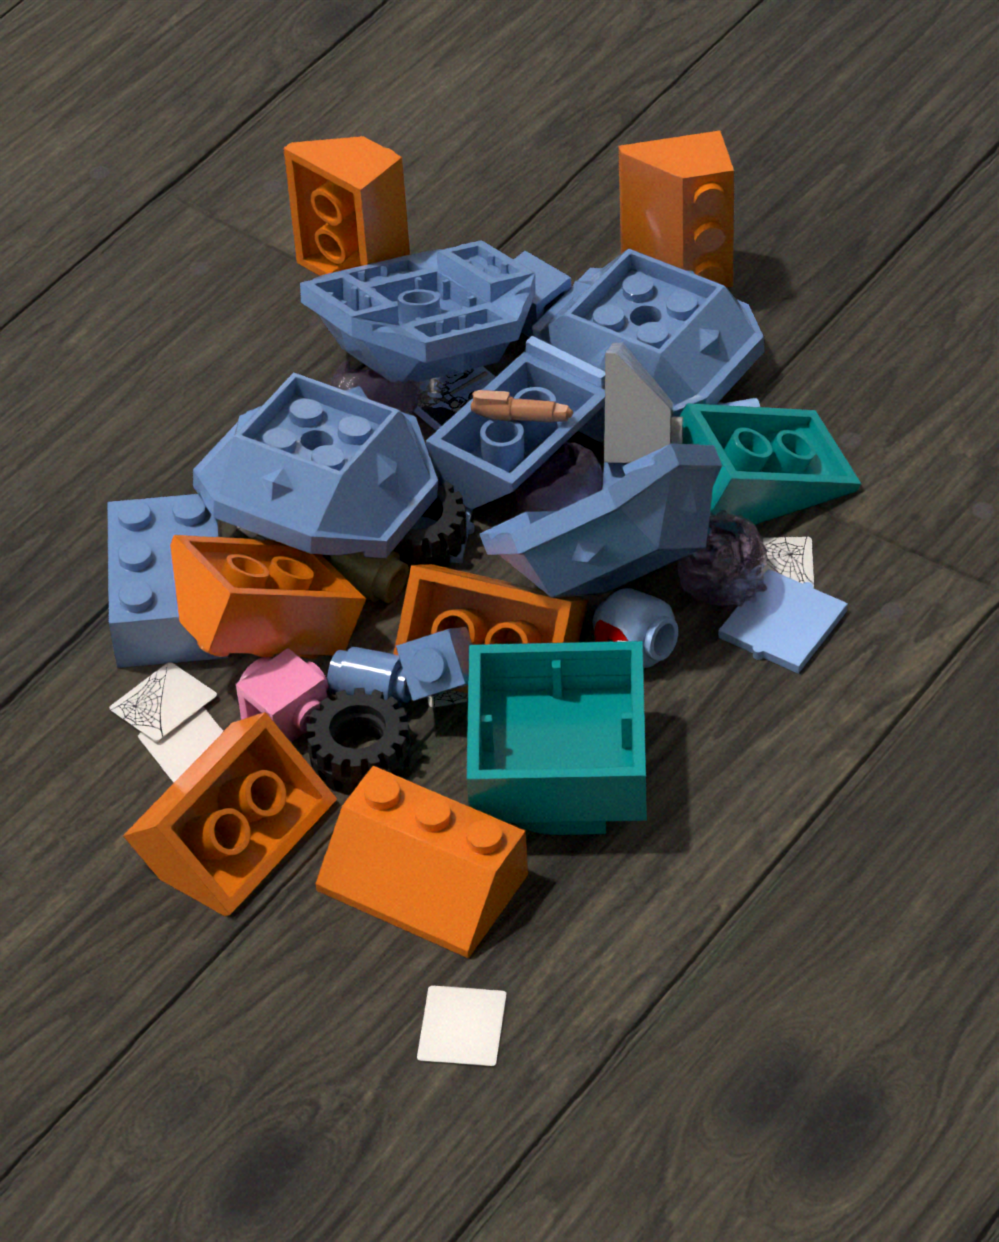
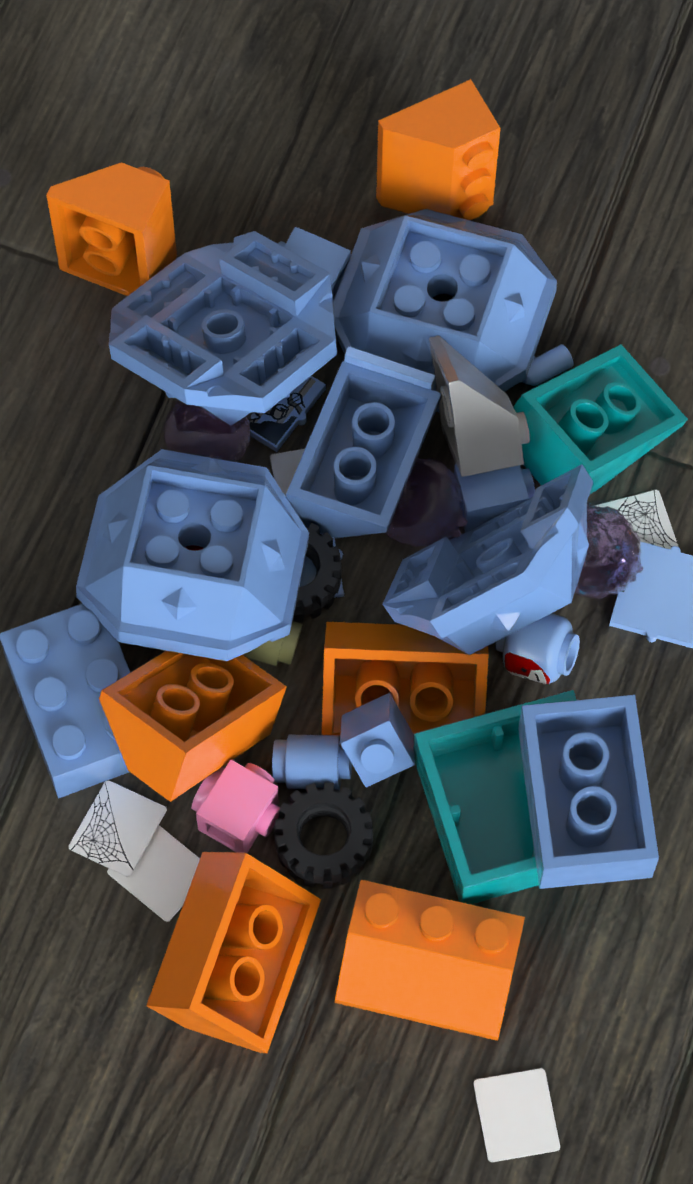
camera: 20 degrees left, 20 degrees up
(503, 407) = (352, 439): nougat piece -> none
(613, 707) = (587, 792): none -> medium blue brick

